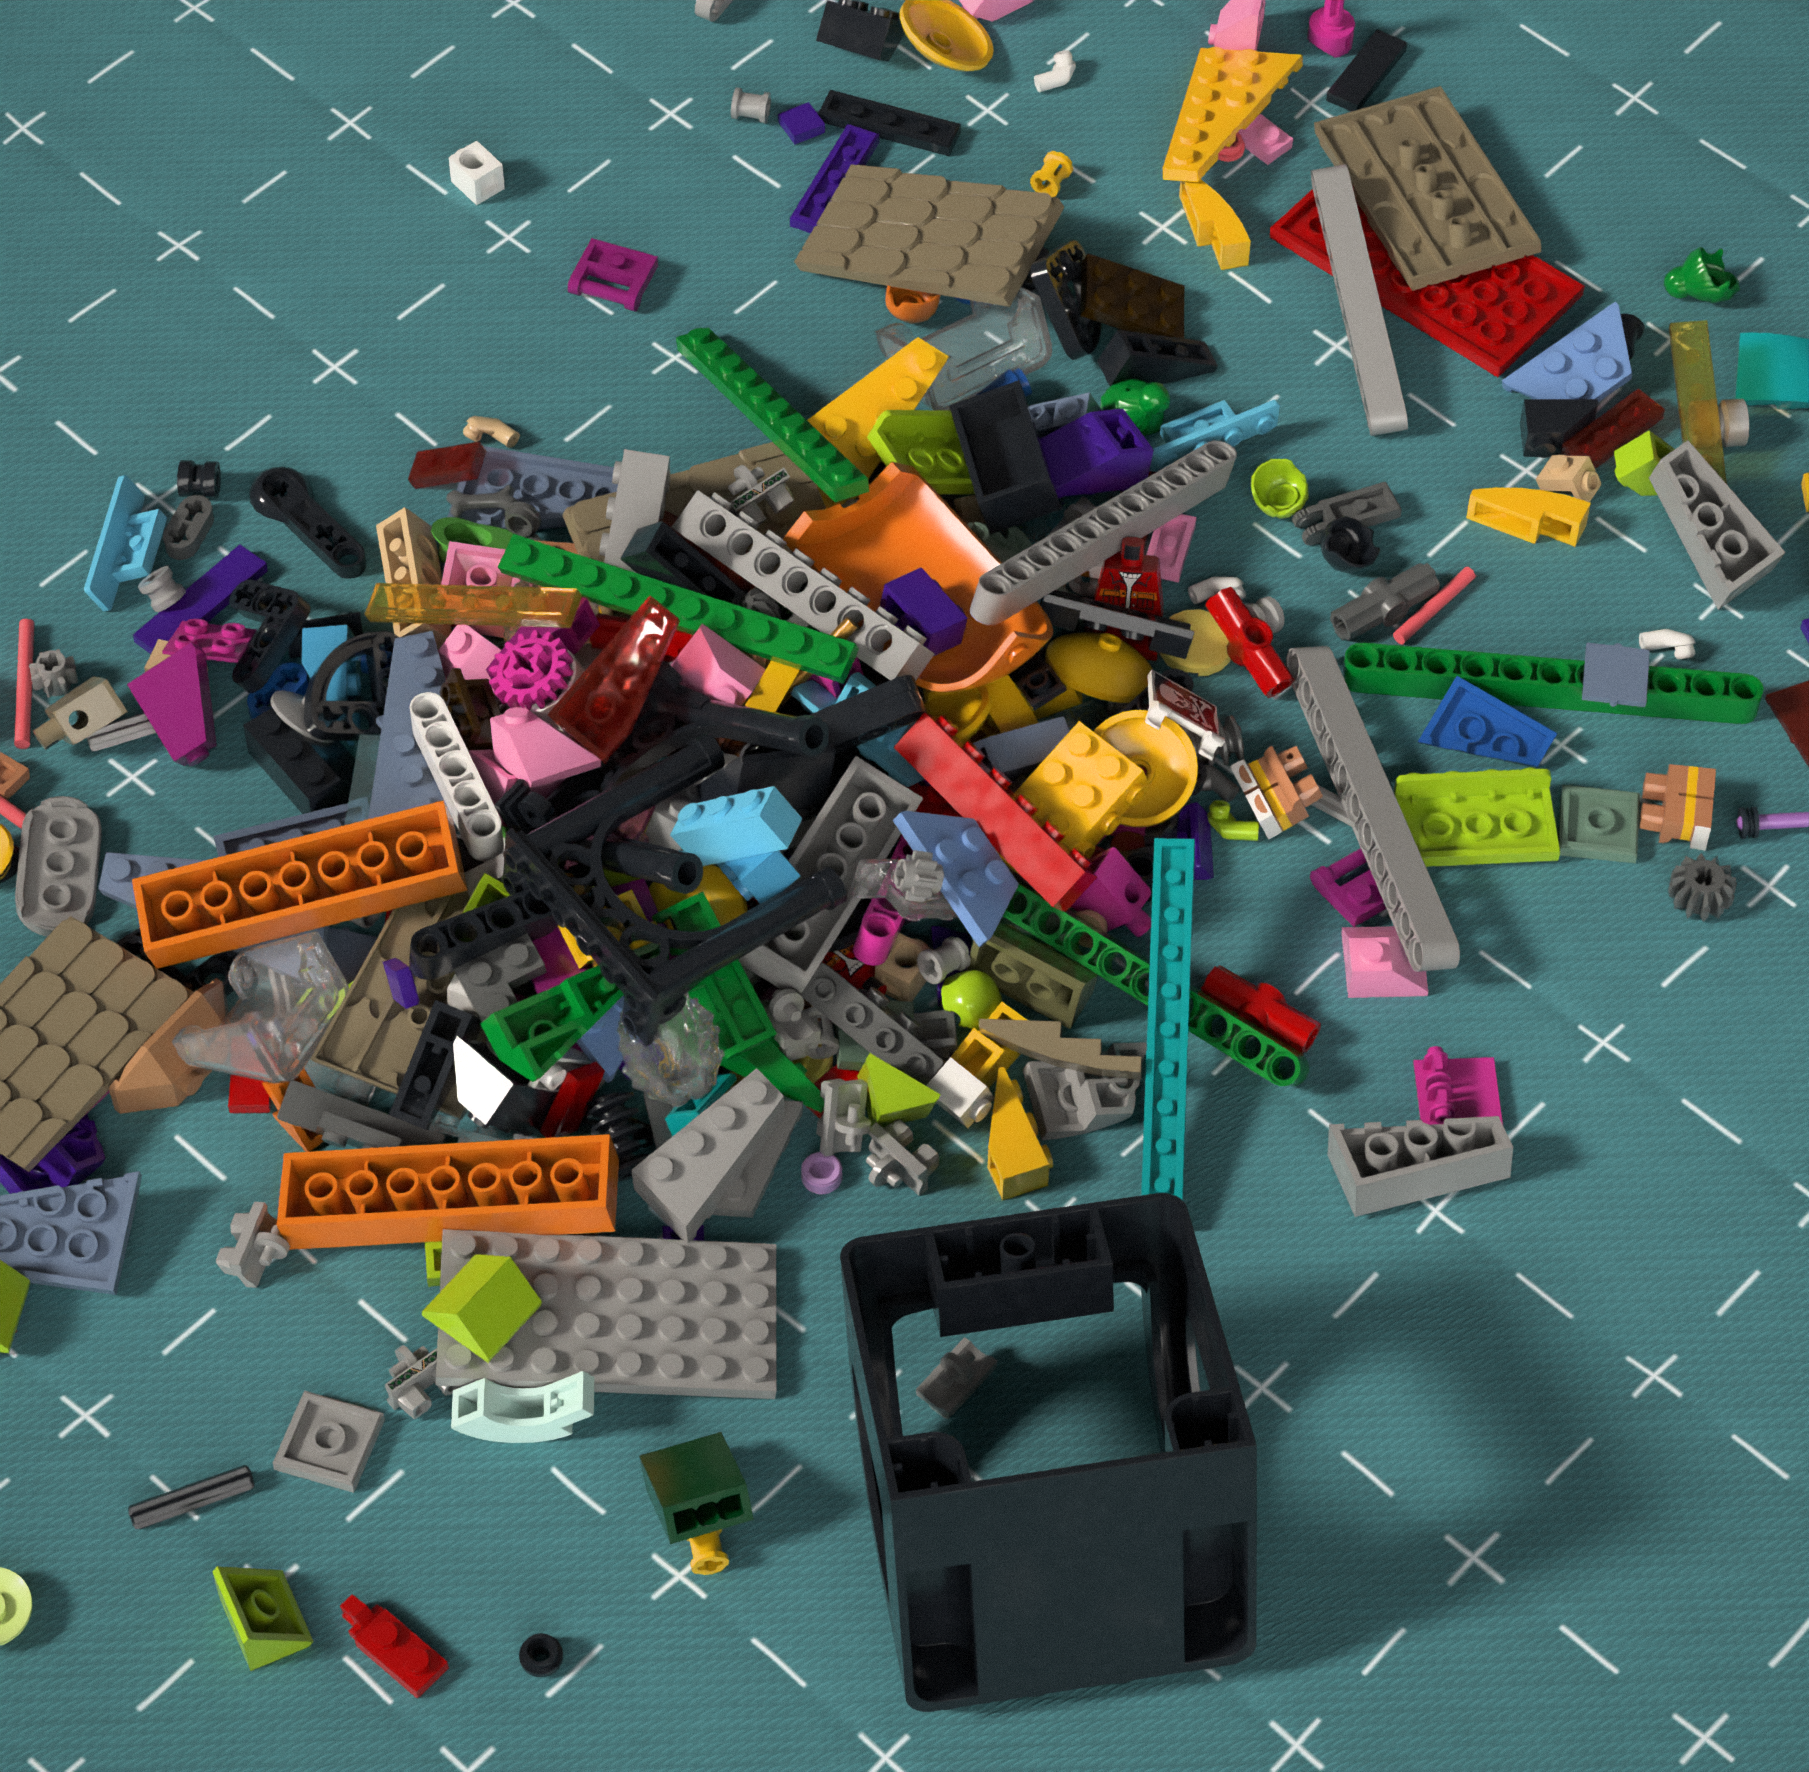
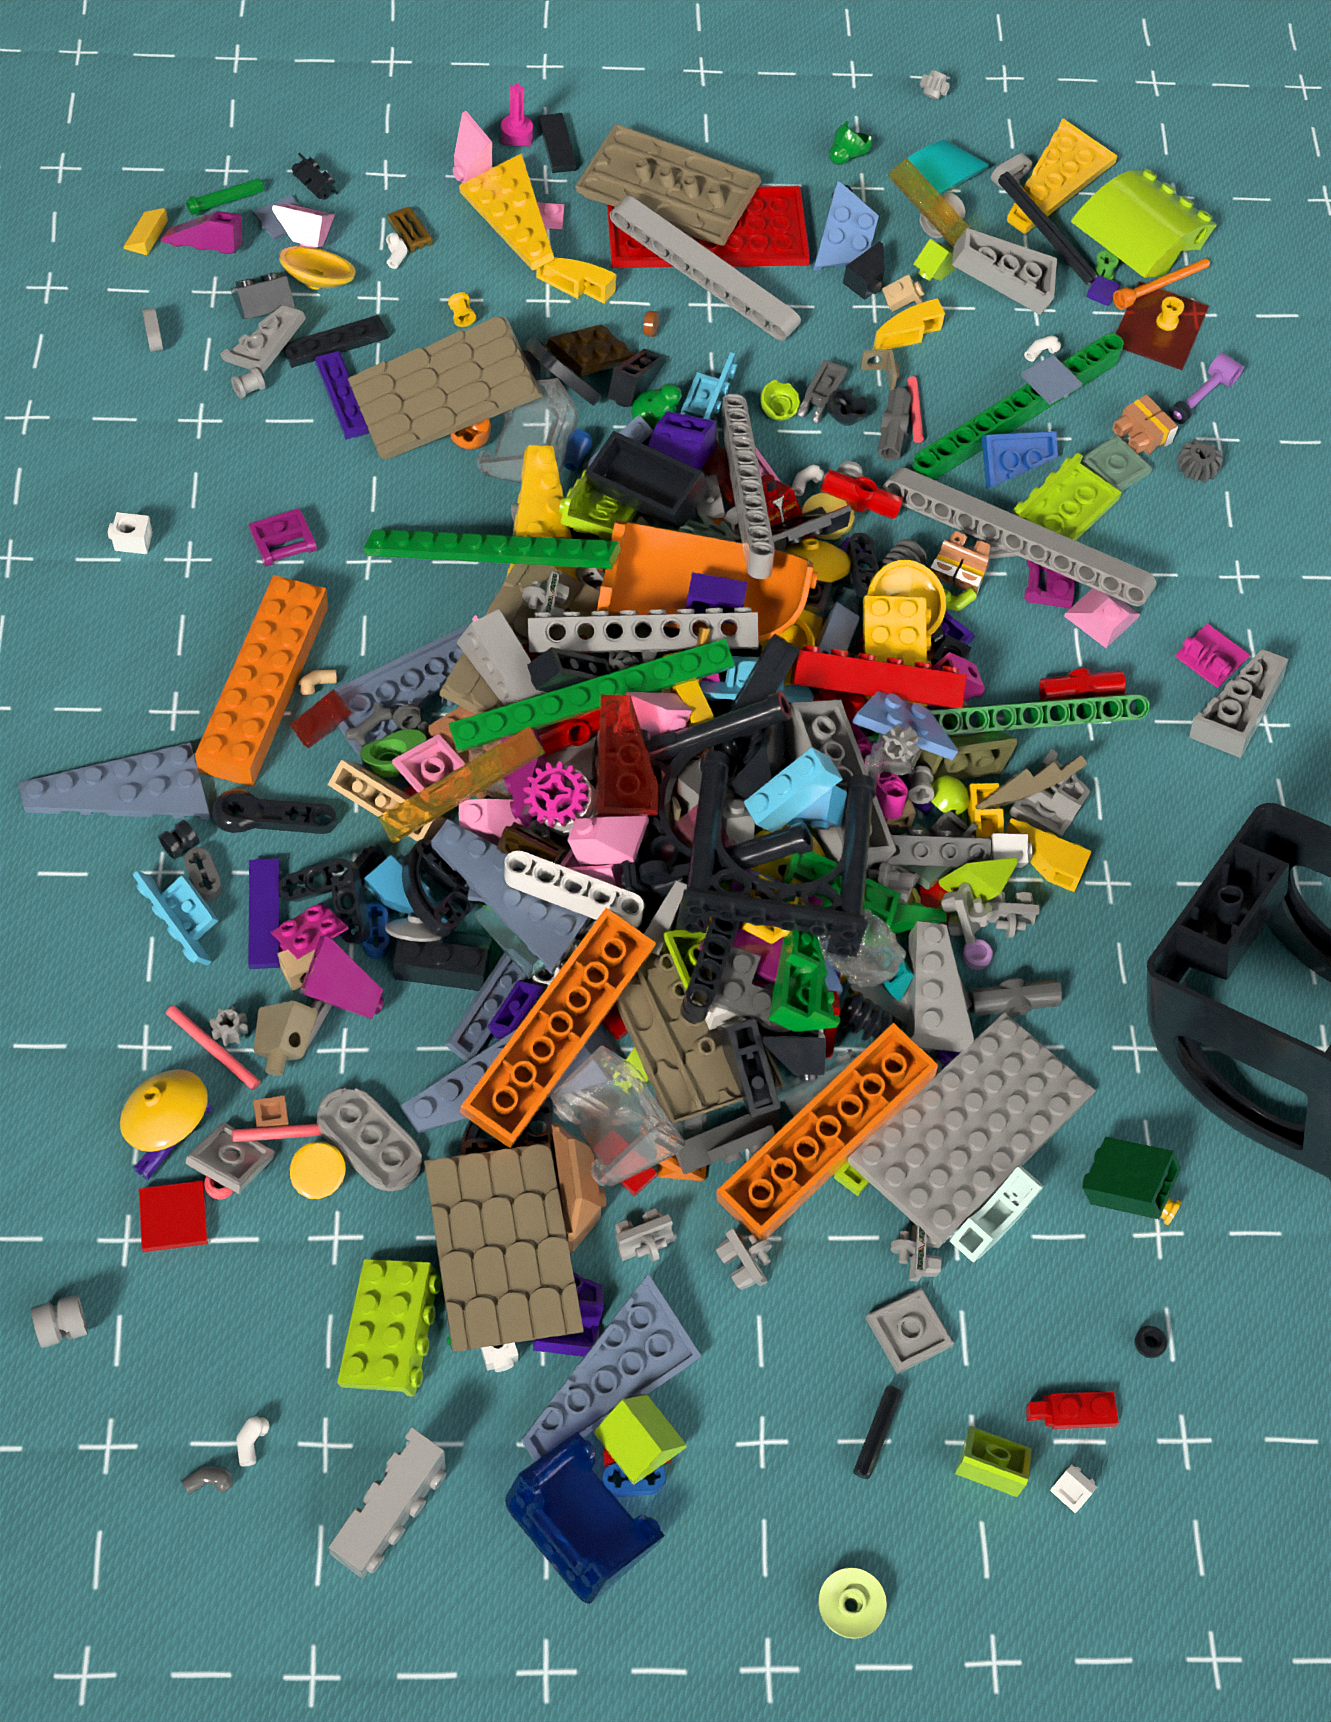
camera: 50 degrees left, 5 degrees up
(161, 588) = (237, 922): light grey wheel -> none
(186, 1149) = (645, 1238): none -> light grey hips
(217, 405) = (131, 787): none -> sand blue wing
(301, 1702) = (1074, 1488): none -> white tile
(401, 983) = (681, 1035): dark purple tile -> none
(436, 391) = (262, 681): none -> orange brick
(484, 1304) = (924, 1177): lime slope -> none
(799, 1238) = (1015, 997): none -> dark grey piece
(801, 123) = (286, 374): dark purple tile -> none
(815, 77) = (267, 341): none -> light grey wing
(1094, 79) = (417, 242): none -> pearl gold tile
(1168, 1017) = (1074, 731): teal plate -> none
(1184, 708) = (896, 553): white flag -> none
(1238, 320) = (651, 323): none -> dark orange tile
(1453, 538) = (886, 363): none -> dark tan bracket
(1615, 428) = (896, 252): clear red plate -> none

